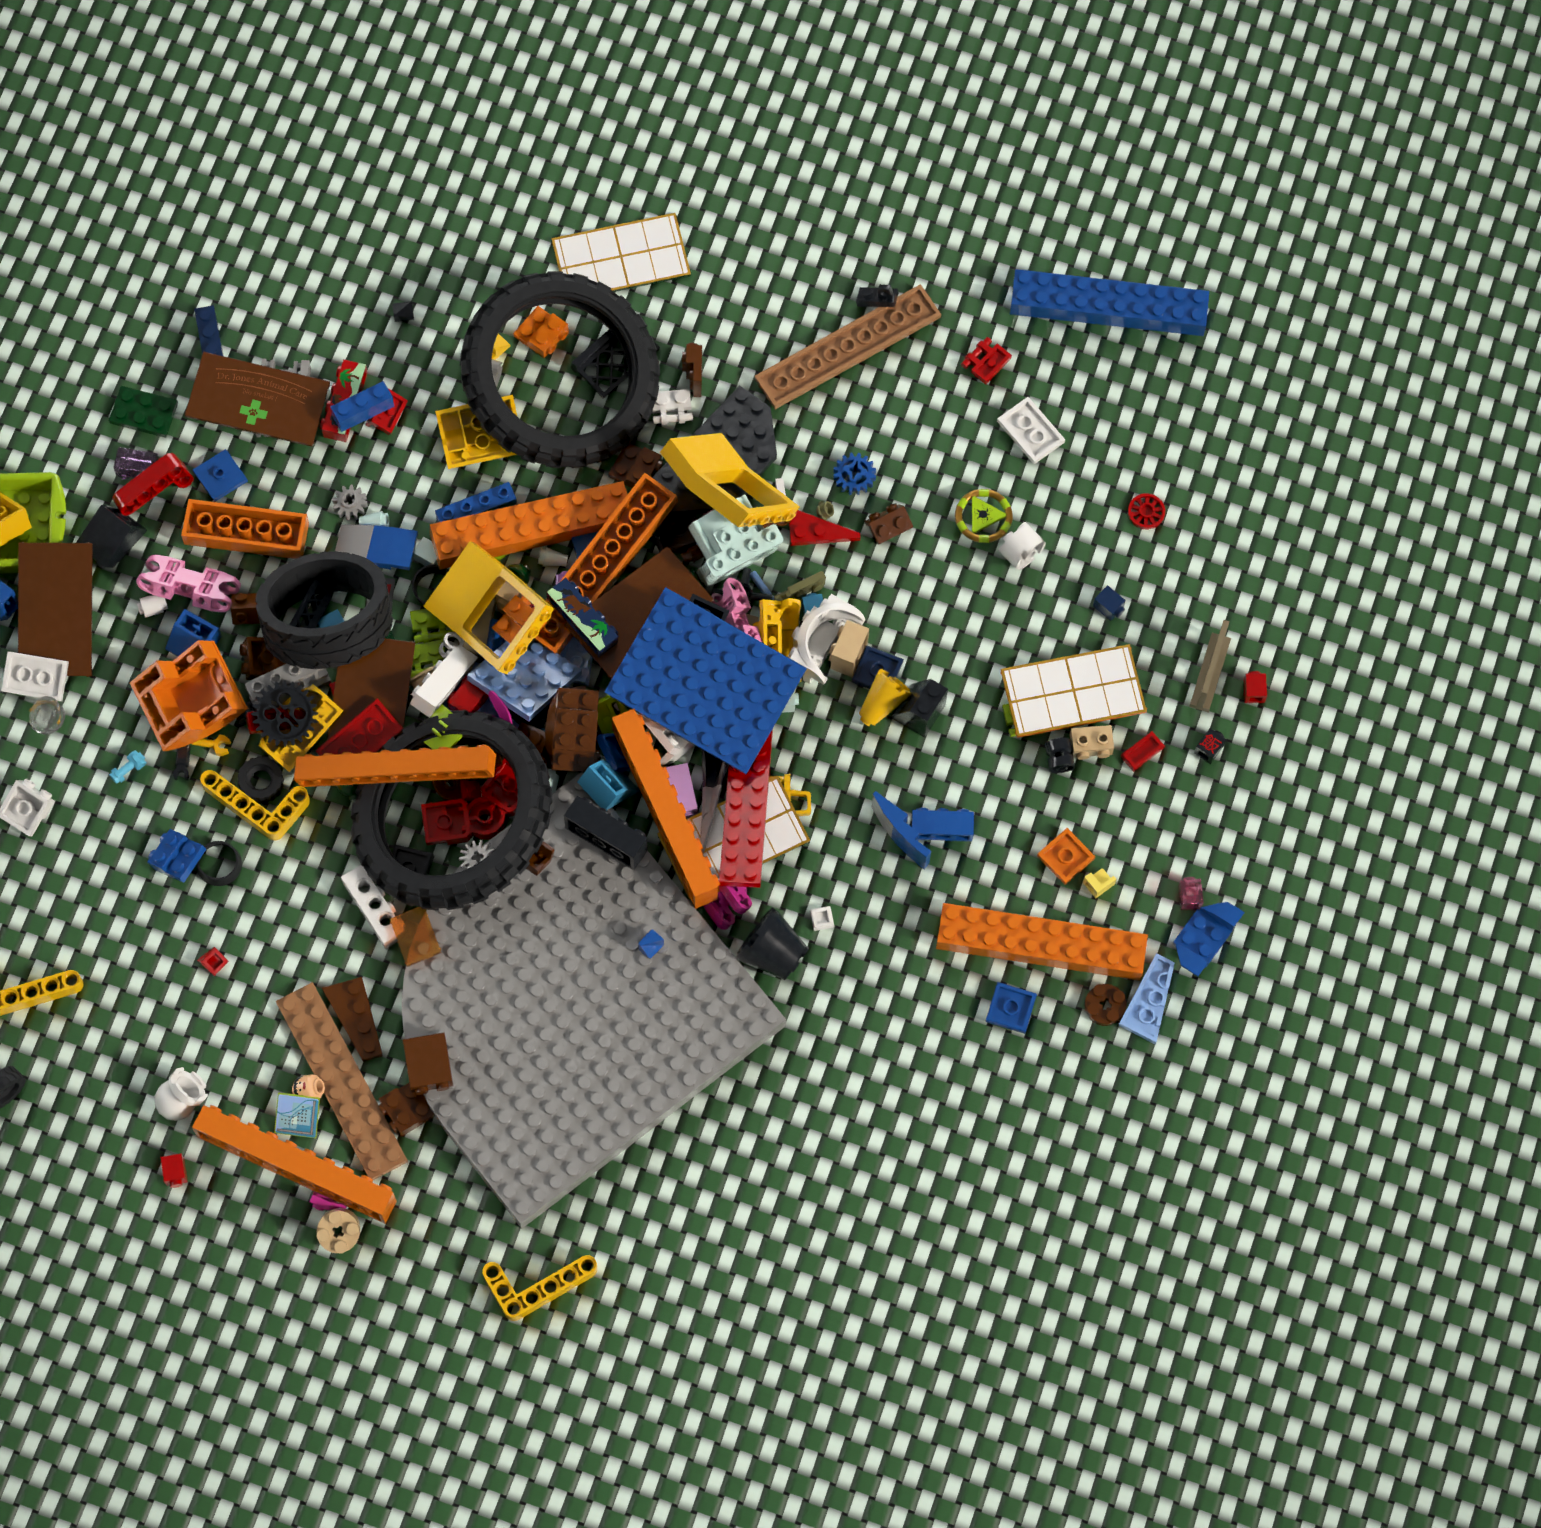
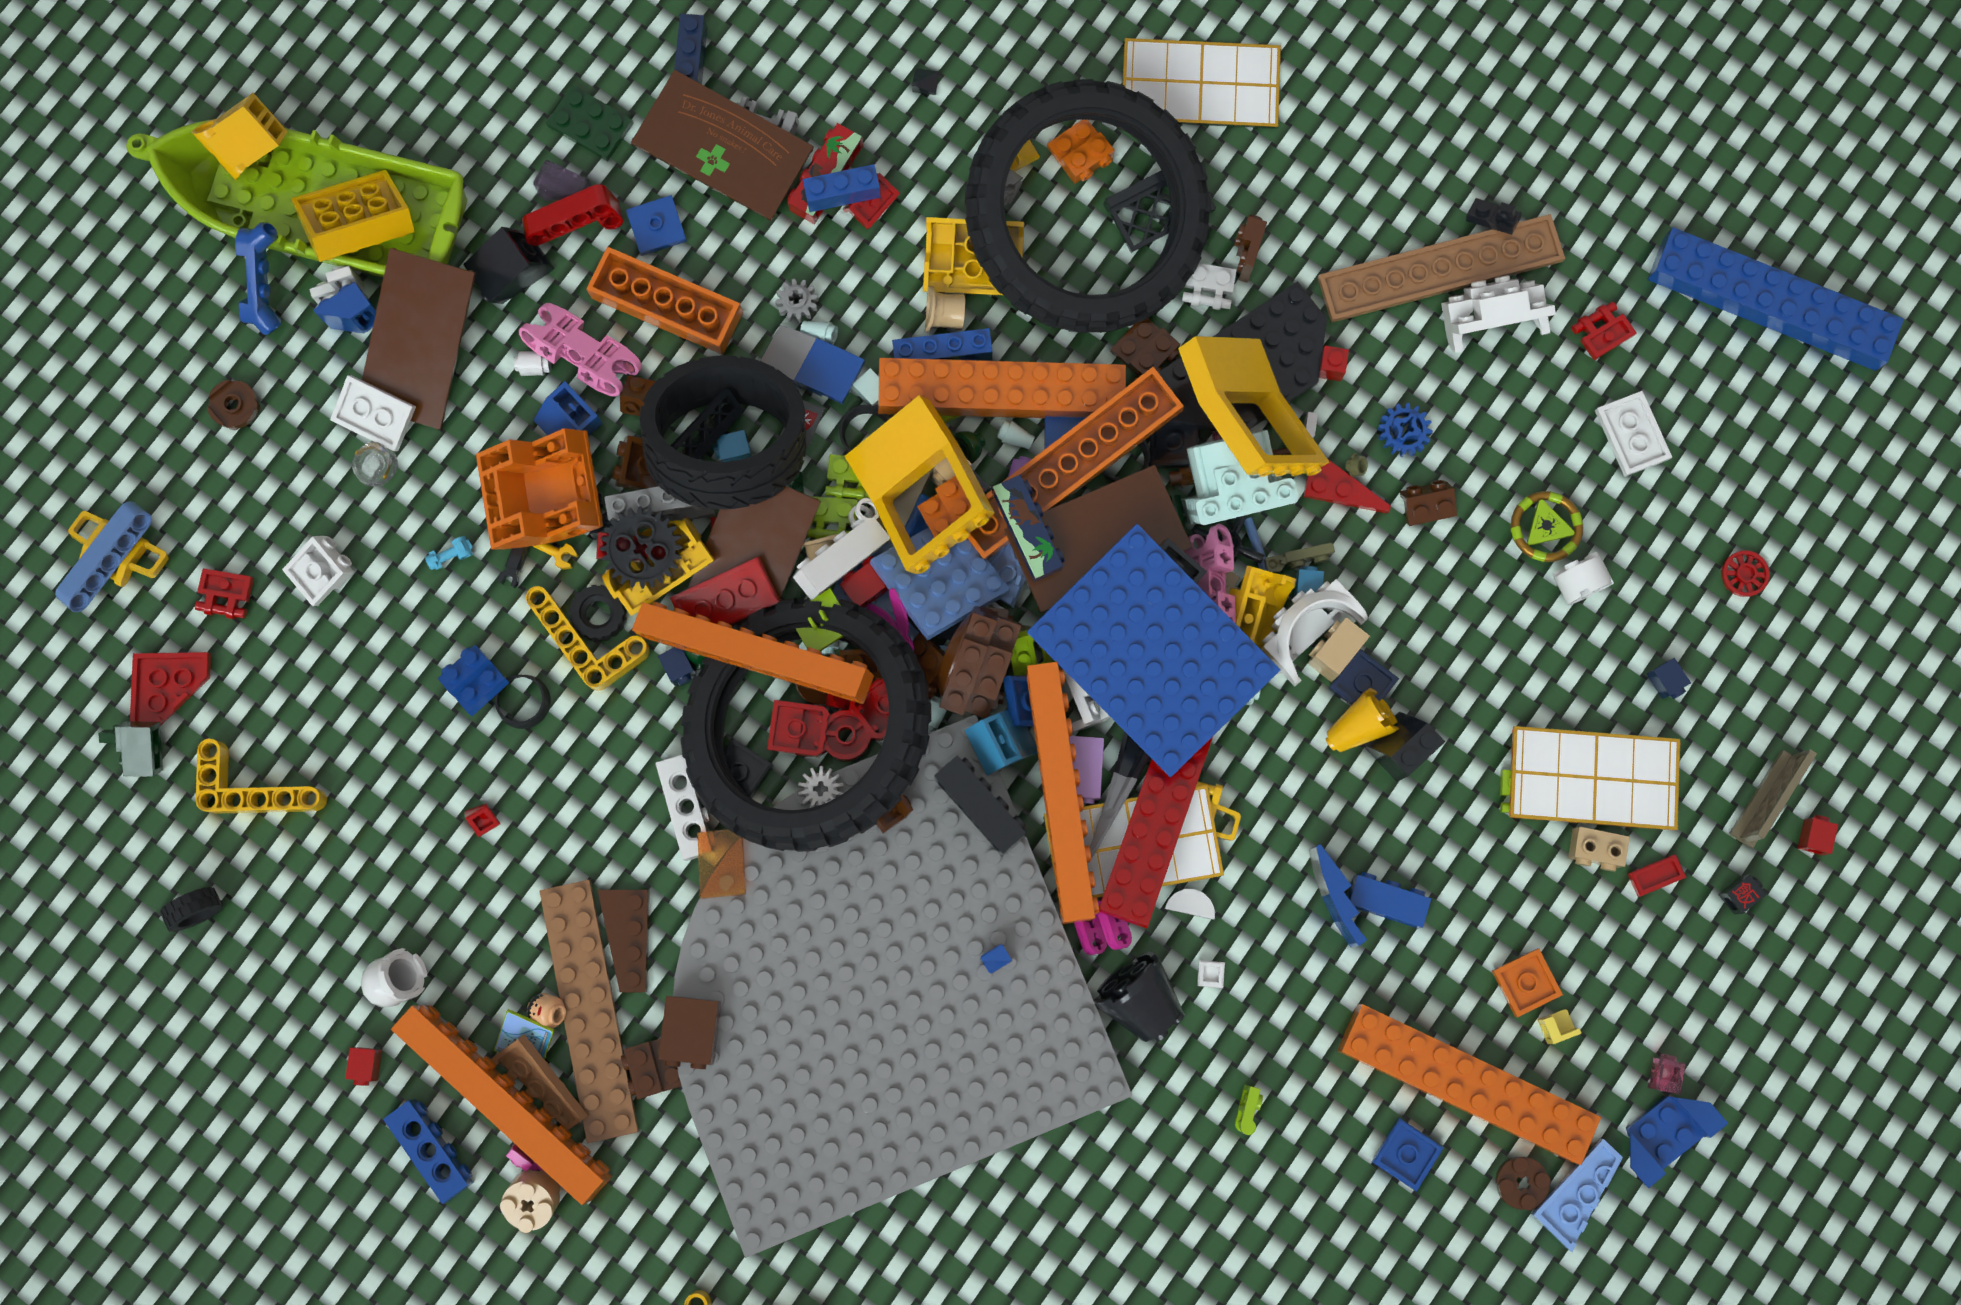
camera: 20 degrees right, 10 degrees up
(268, 1243) = (415, 1147): none -> blue brick
(312, 1135) = (541, 1081): none -> medium nougat wing
(336, 802) = (677, 666): none -> dark blue brick
(469, 478) = (944, 310): none -> tan piece
(784, 438) = (1333, 363): none -> red brick
(791, 869) = (1191, 902): none -> white tile
(878, 1005) = (1250, 1101): none -> lime plate
(896, 362) = (1495, 306): none -> white piece
(1060, 757) = (1556, 846): black wheel -> none

